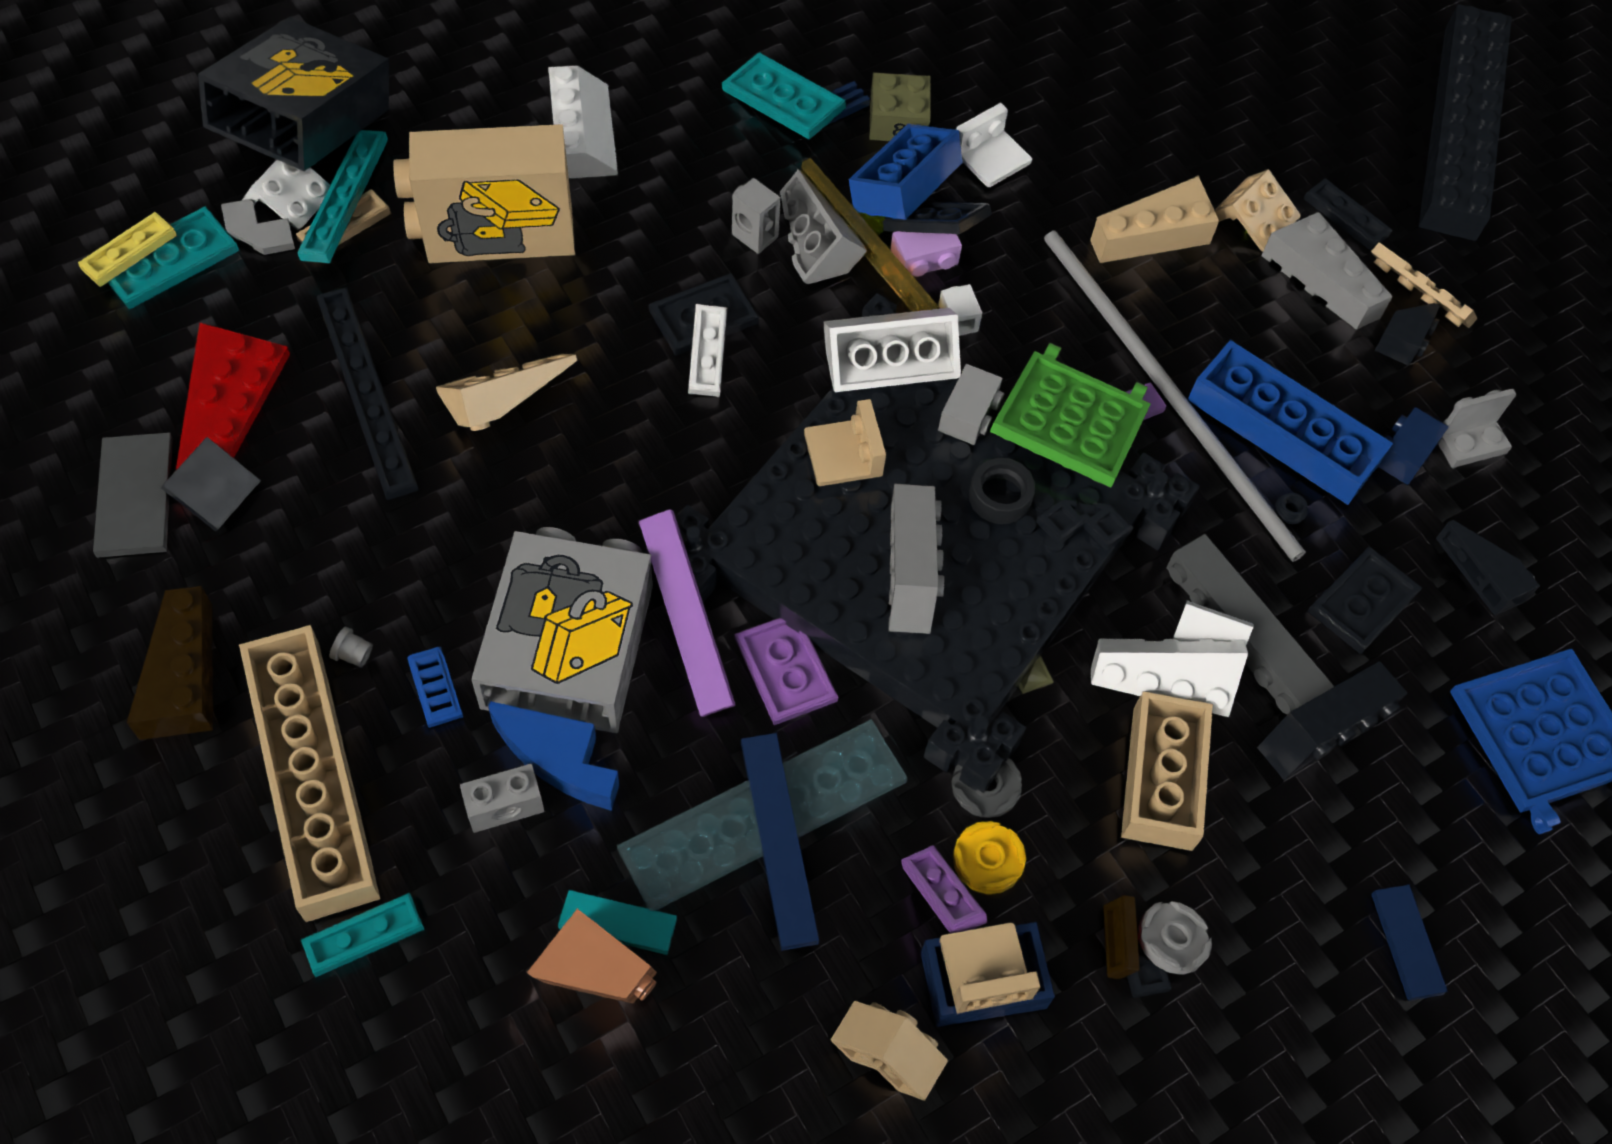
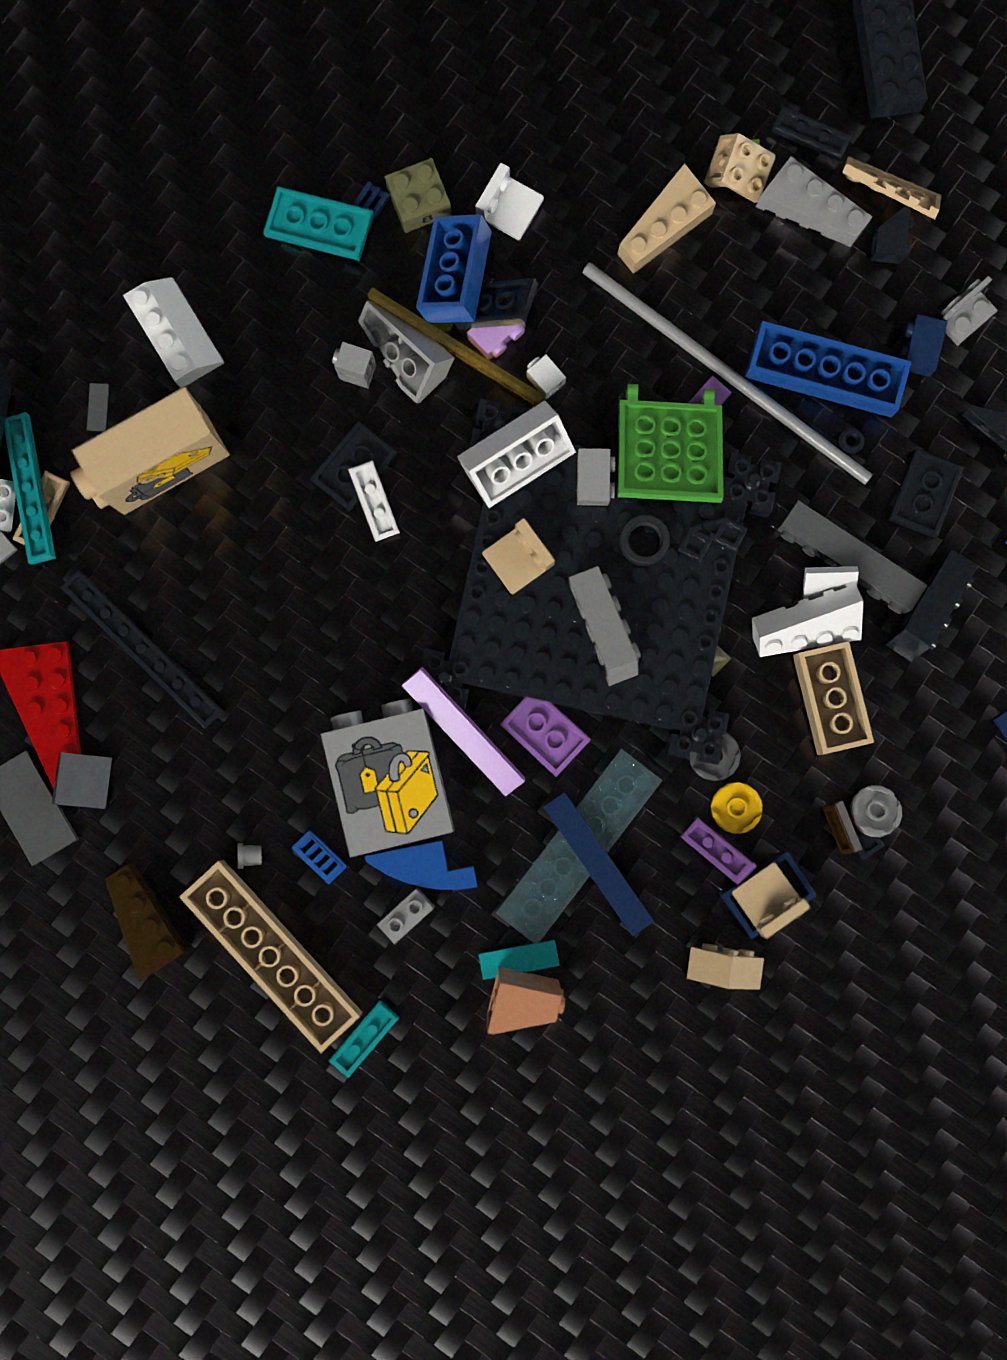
camera: 15 degrees left, 25 degrees up
(485, 399) = (237, 613): tan wedge -> none

